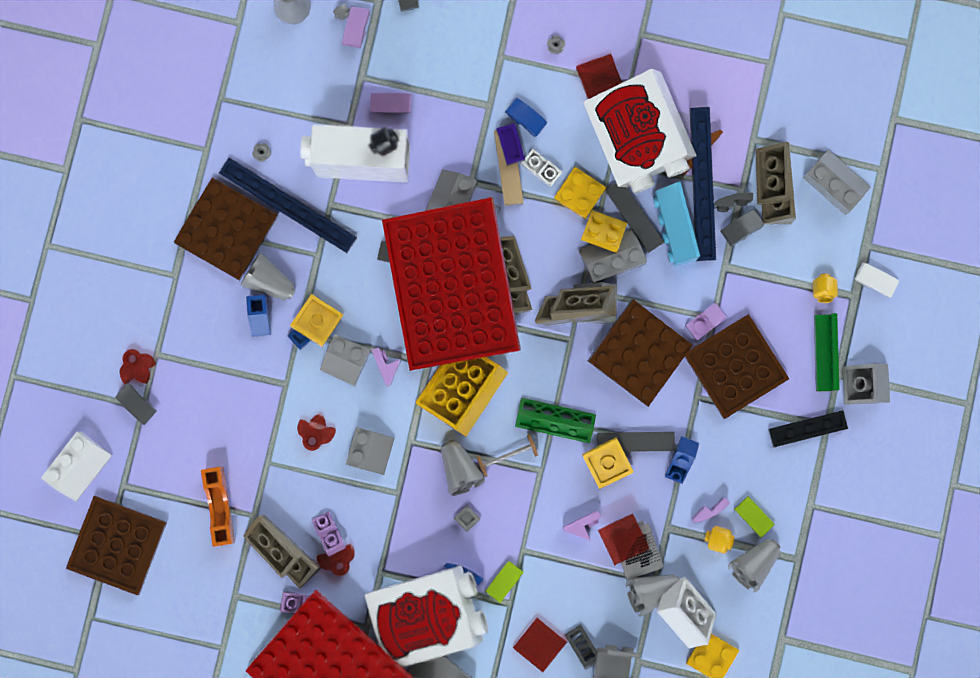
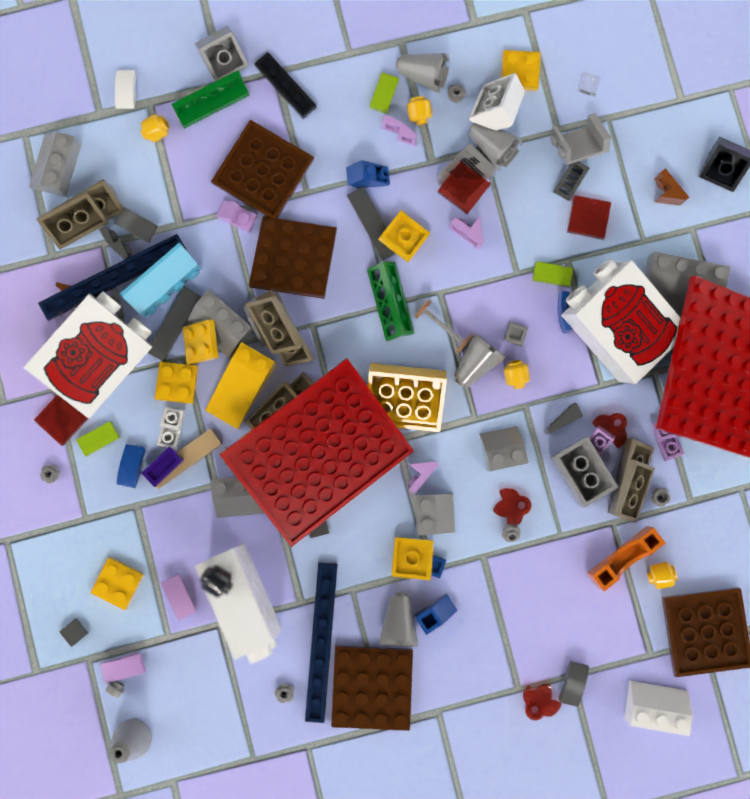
camera: 120 degrees left, 0 degrees up
(185, 532) = (662, 575): none -> yellow head
(253, 574) = (665, 497): none -> light grey plate
(293, 418) = (511, 533): none -> light grey plate
(311, 510) = (584, 472): none -> light grey slope
(368, 526) = (568, 416): none -> dark grey slope
(430, 56) = (117, 583): none -> yellow plate
(430, 498) = (516, 374): none -> yellow head
(547, 247) = (240, 385): none -> yellow slope
(565, 100) = (98, 438): none -> lime tile
(720, 578) = (456, 97): none -> light grey plate

